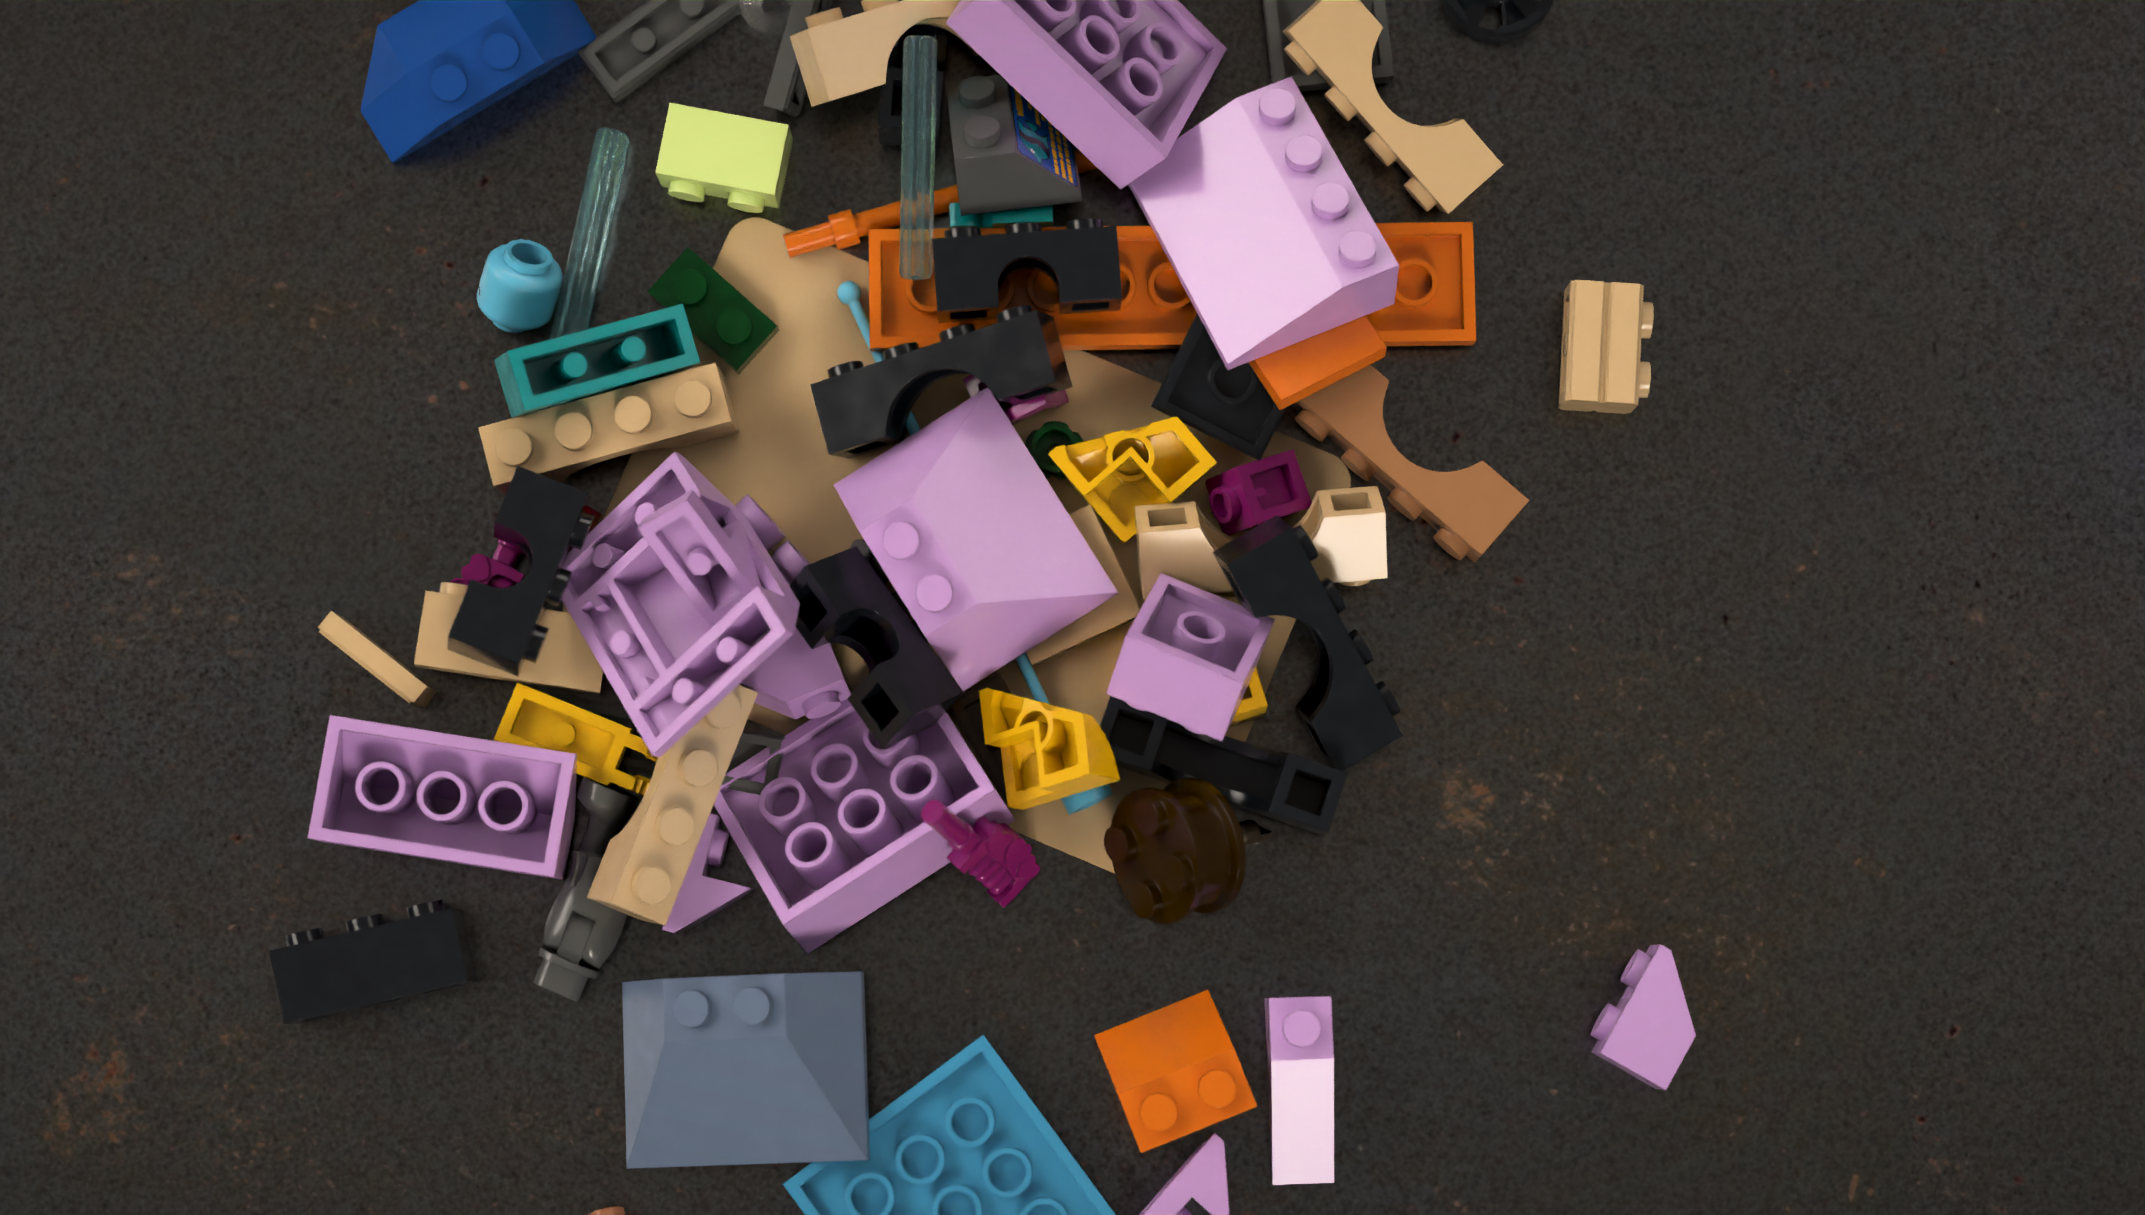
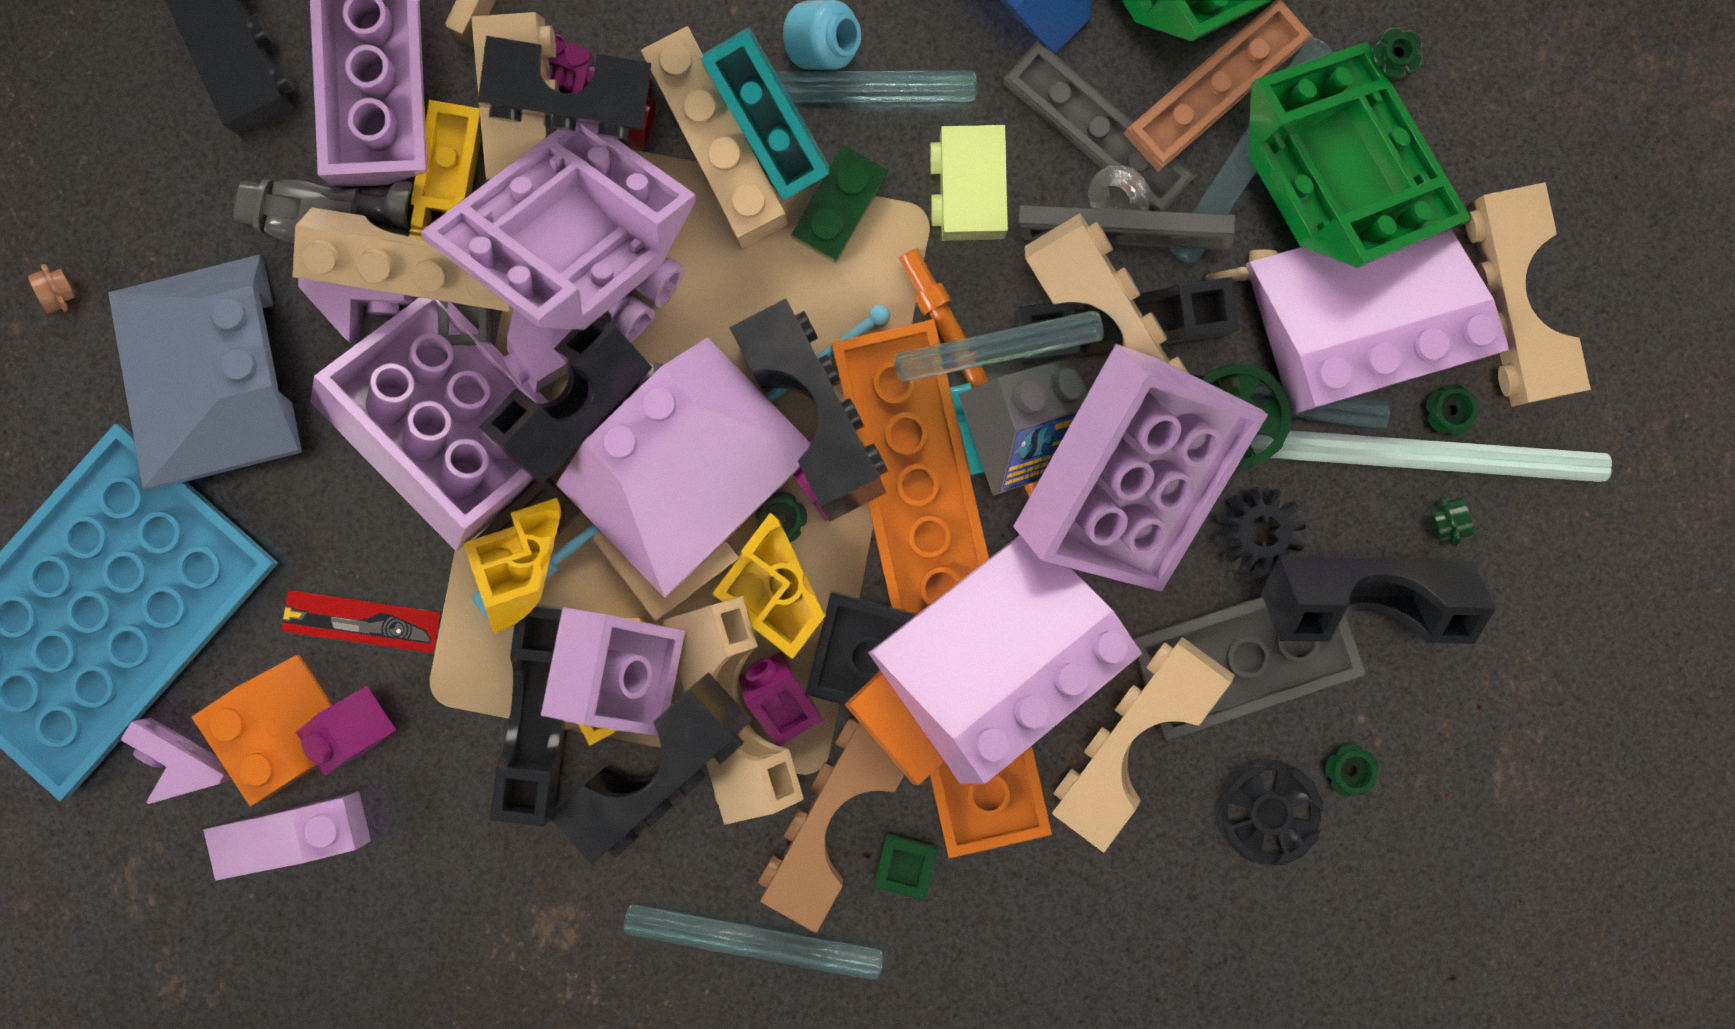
camera: 75 degrees right, 5 degrees up
(705, 560) = (602, 240): lavender slope -> none
(986, 850) = (420, 536): magenta piece -> none
(1070, 956) = (361, 621): none -> red sticker
(1077, 259) = (913, 414): black arch -> none
(1179, 849) = (452, 697): dark brown wheel -> none
(1193, 986) = (345, 731): none -> magenta brick
(1476, 392) = (905, 866): none -> dark green plate
(1527, 582) = (753, 942): none -> clear light blue axle
(1604, 347) = (967, 969): tan brick -> none

